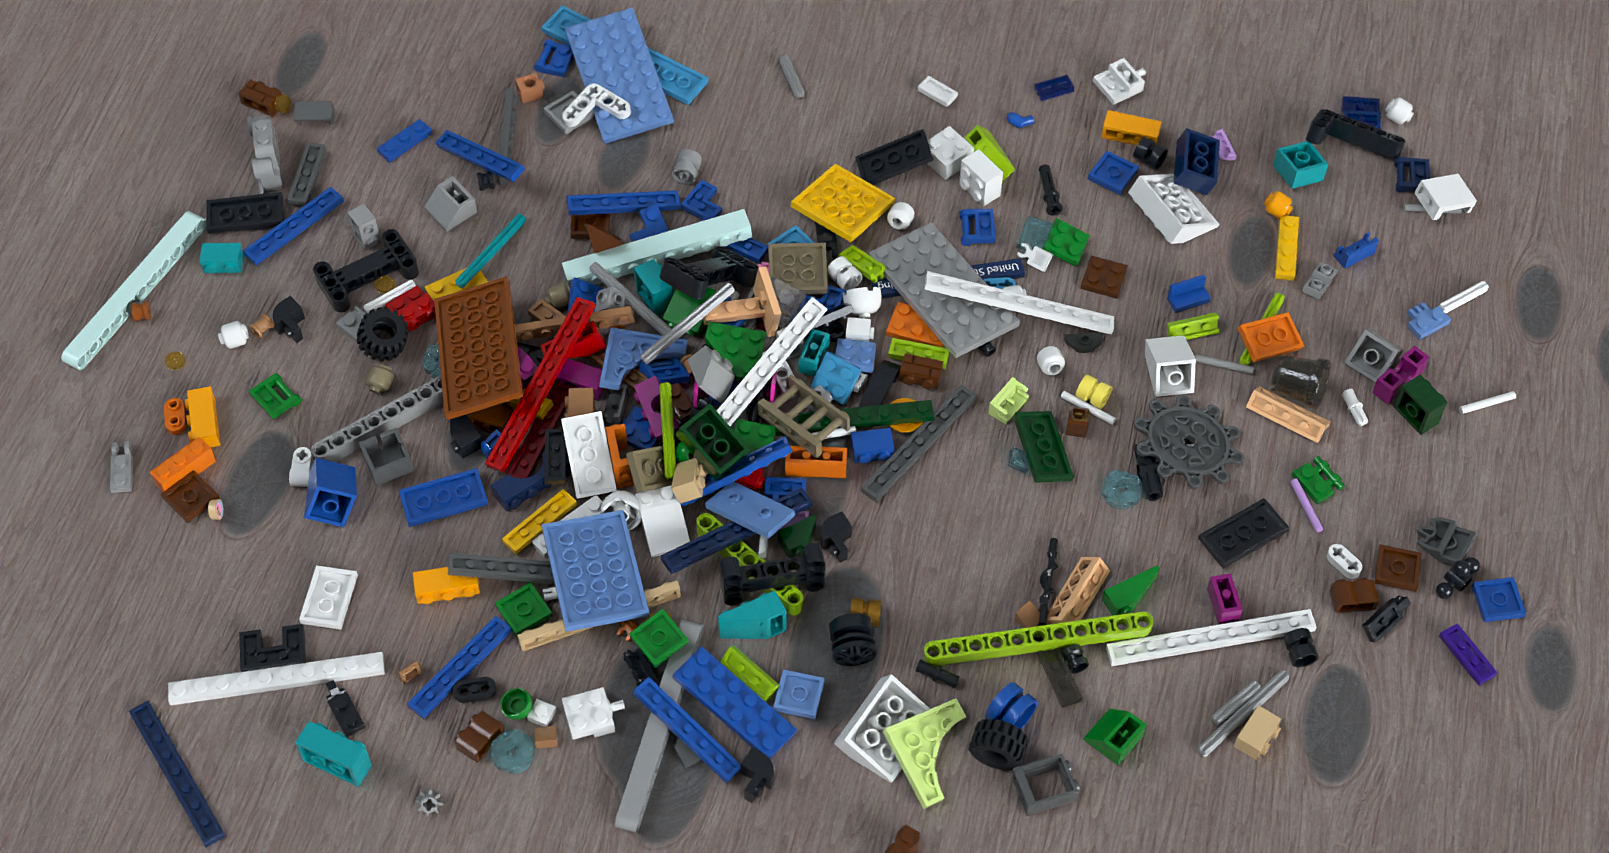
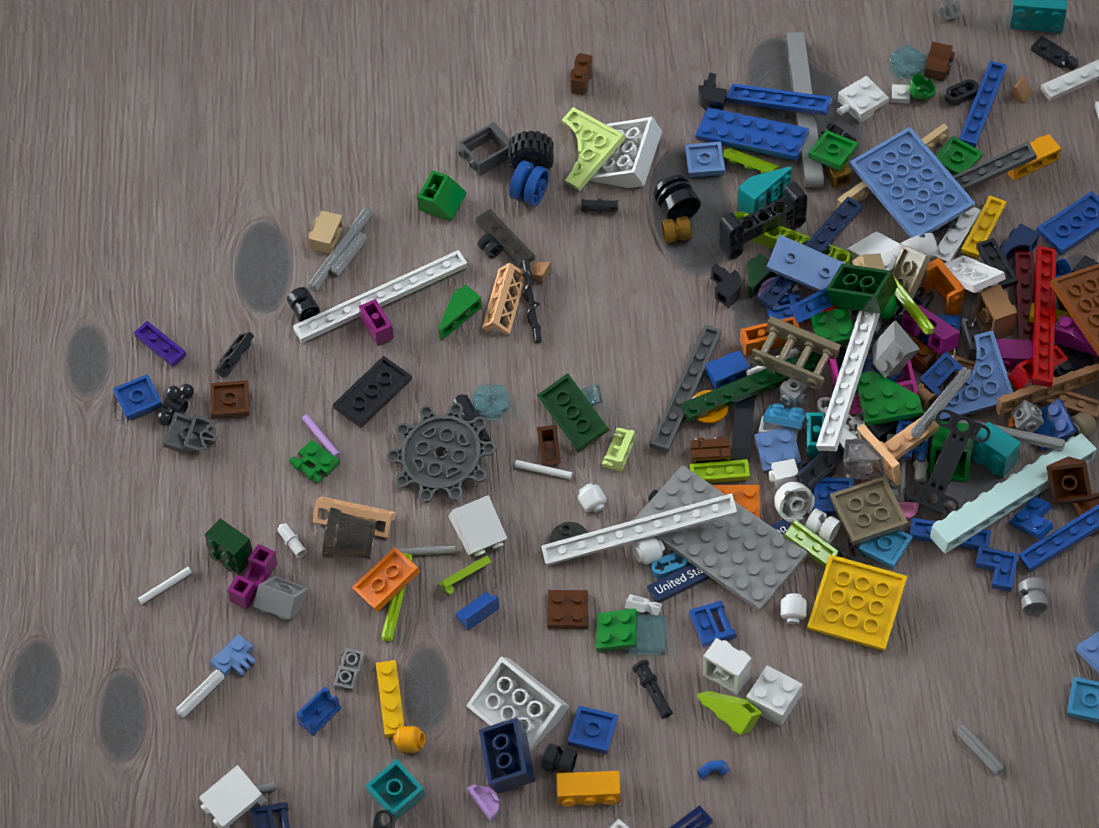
camera: 165 degrees right, 0 degrees up
(546, 737) = (888, 76): medium nougat slope -> none
(895, 158) = (825, 666): black plate -> none
(937, 91) = (814, 776): white plate -> none
(1029, 645) = (523, 244): lime beam -> none
(1091, 390) = (542, 477): light yellow wheel -> none
(1344, 561) = (277, 396): white beam -> none
(1354, 595) = (264, 363): reddish brown brick -> none

